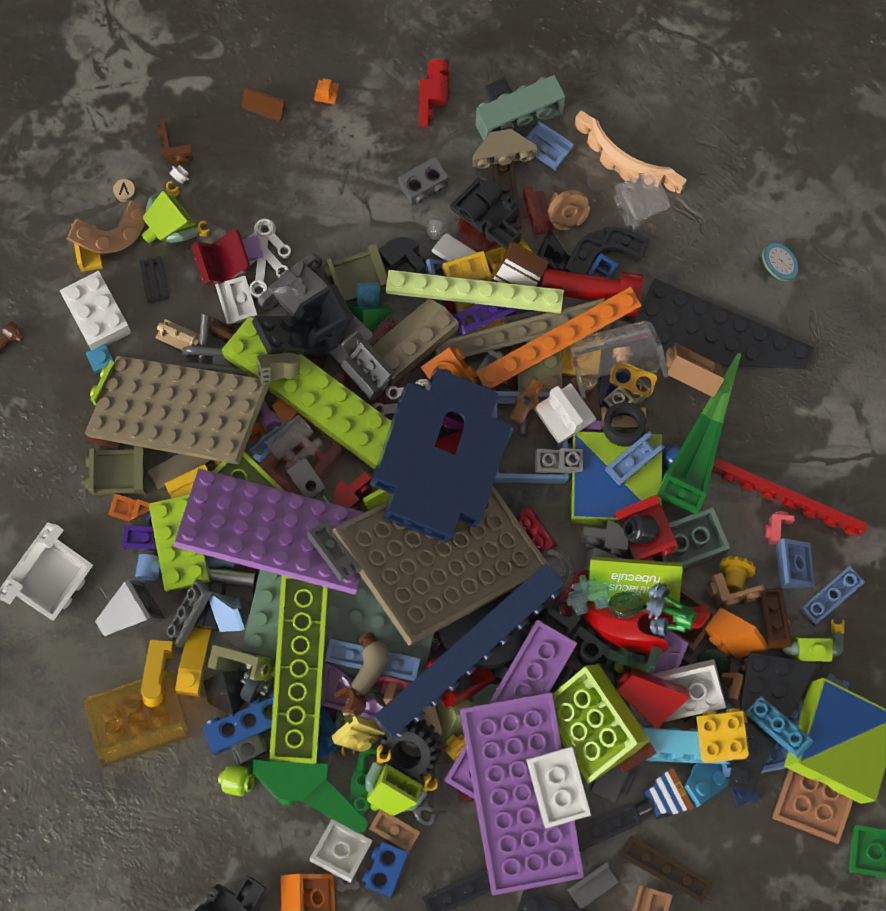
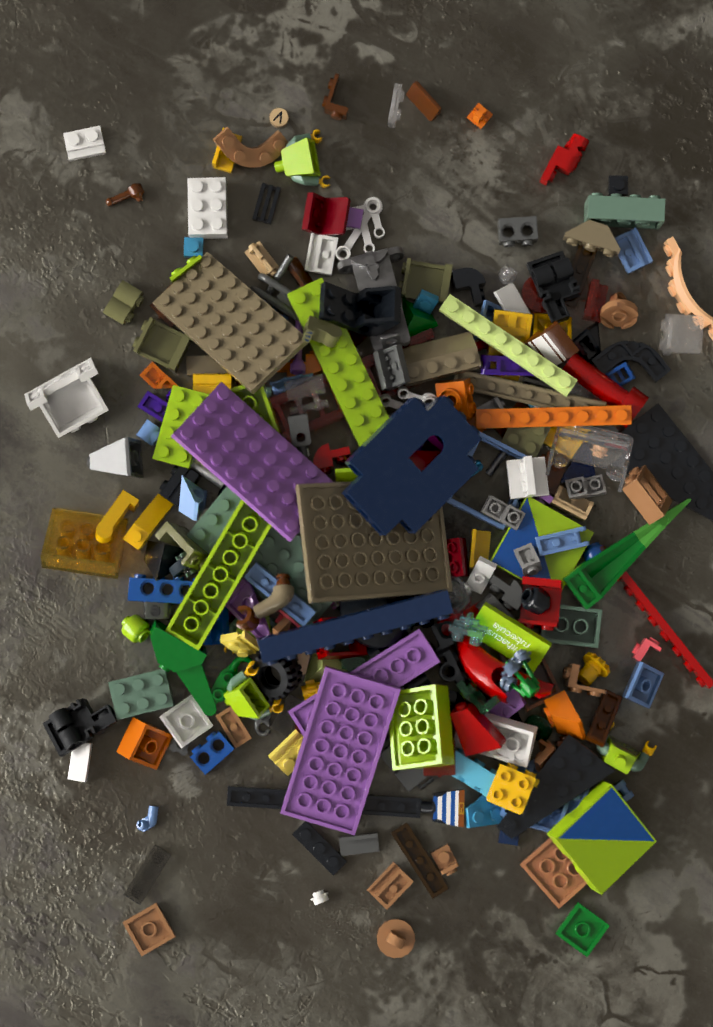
camera: 30 degrees right, 10 degrees up
(54, 449) = (123, 303): none -> olive brick
(179, 174) = (328, 127): white plate -> none
(188, 613) = (161, 485): dark grey tile -> none
(240, 127) = (395, 112): none -> clear plate
(277, 846) = (141, 694): none -> sand green brick
(333, 551) = (289, 501): dark grey hinge -> none
(466, 827) = (286, 752): none -> light yellow plate
(532, 392) = (510, 448): clear orange axle -> none
(554, 513) = (479, 546): none -> yellow panel
(558, 787) = (368, 761): white plate -> none
(570, 536) = (481, 574): none -> white plate
(610, 494) = (528, 560): none -> light grey bracket
(631, 410) = (575, 497): black tyre -> none
(631, 599) = (489, 657): clear green piece -> none
(634, 376) = (599, 474): yellow piece -> none
(692, 855) = (445, 860): none -> medium nougat bracket
(788, 735) = (560, 814): dark azure tile -> none
(823, 604) = (647, 725): medium blue tile -> none

